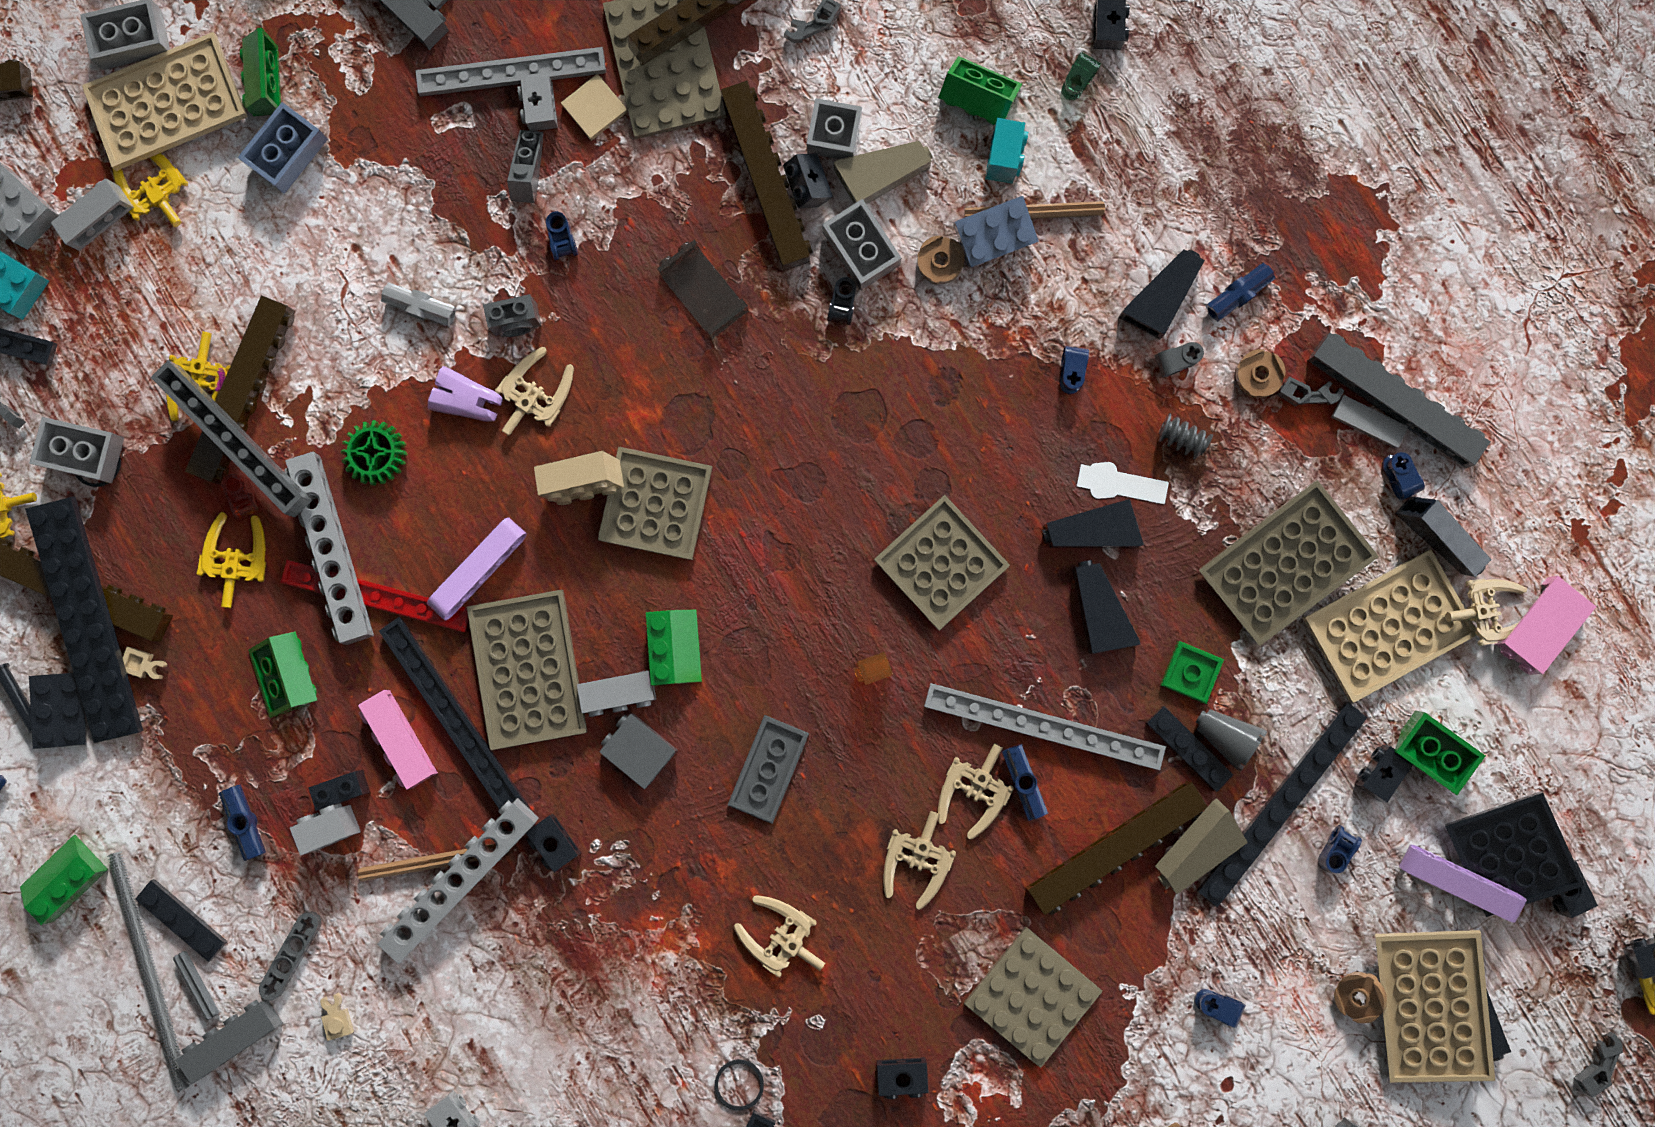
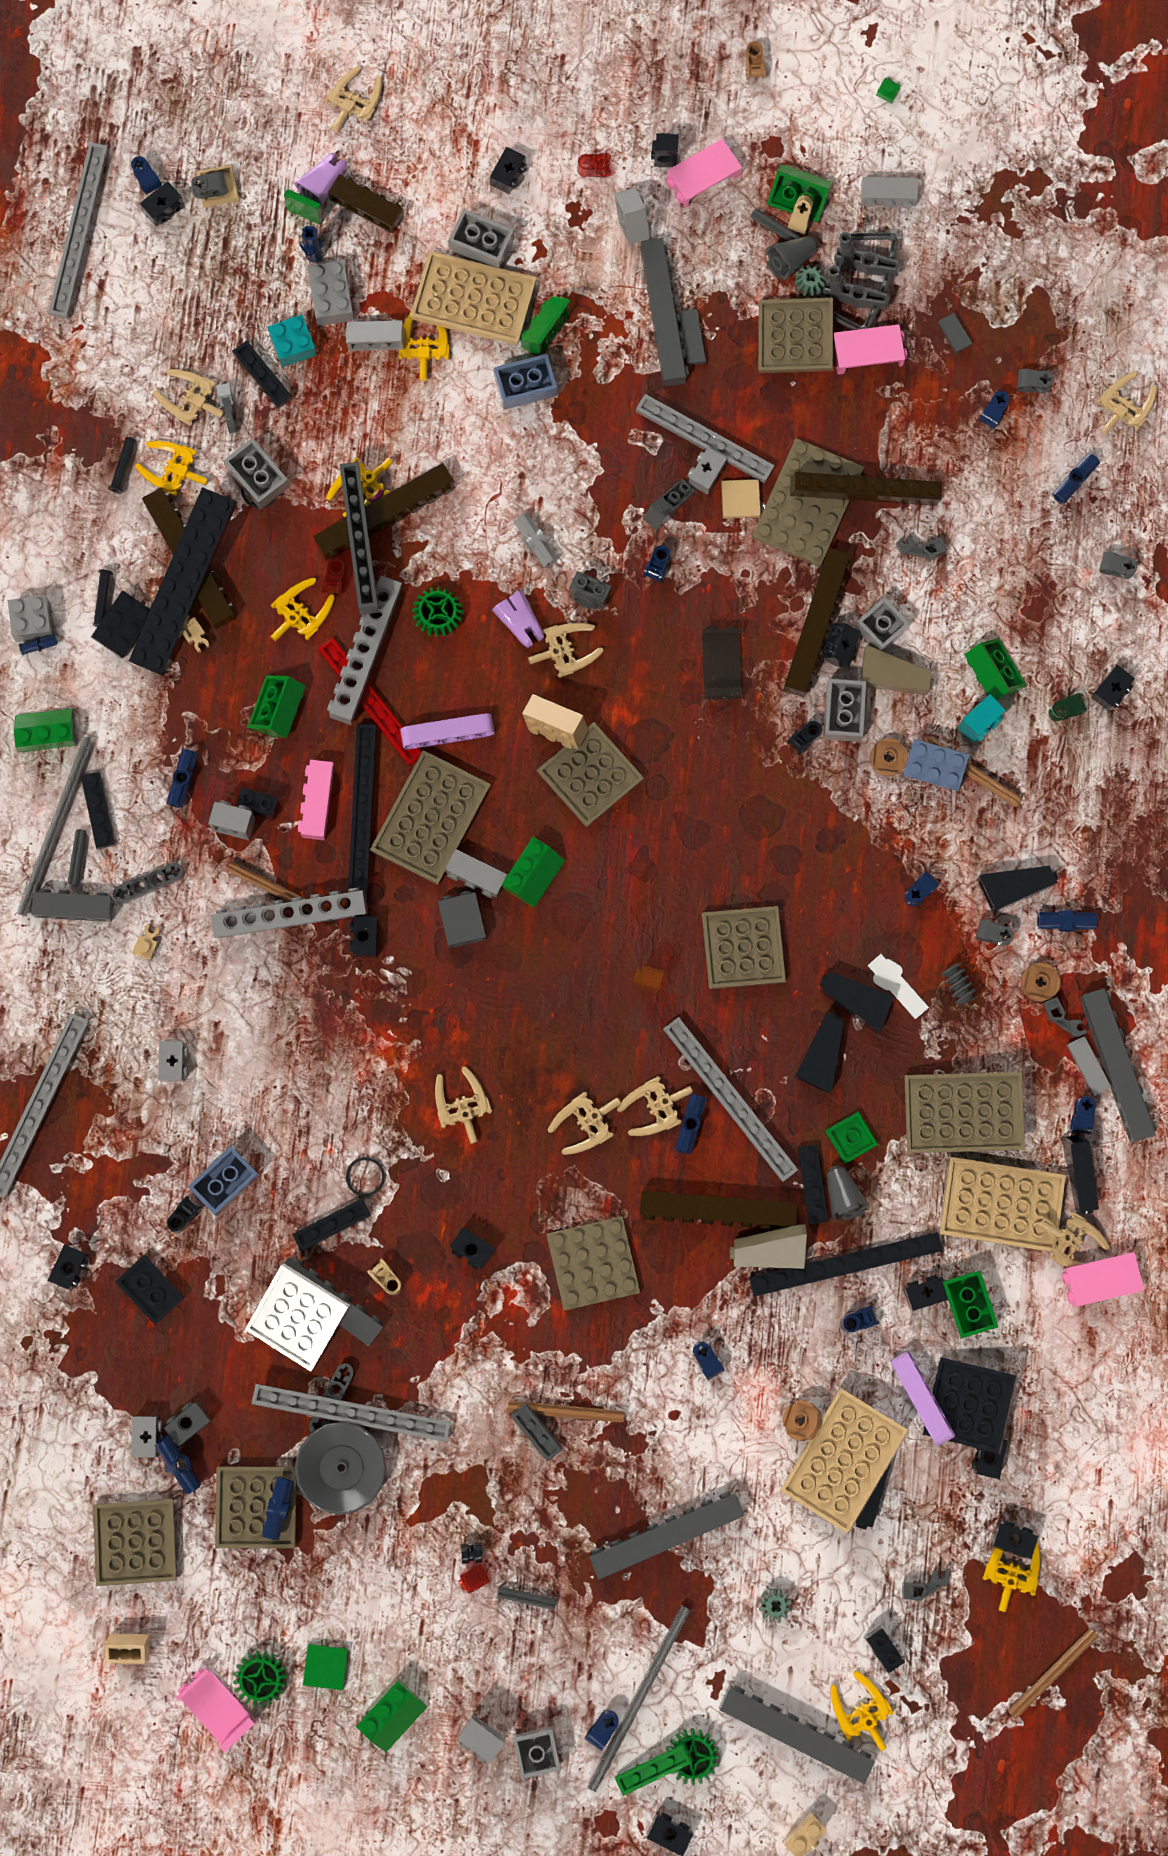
camera: 30 degrees right, 5 degrees down
(768, 769) = (534, 994): dark grey tile -> none

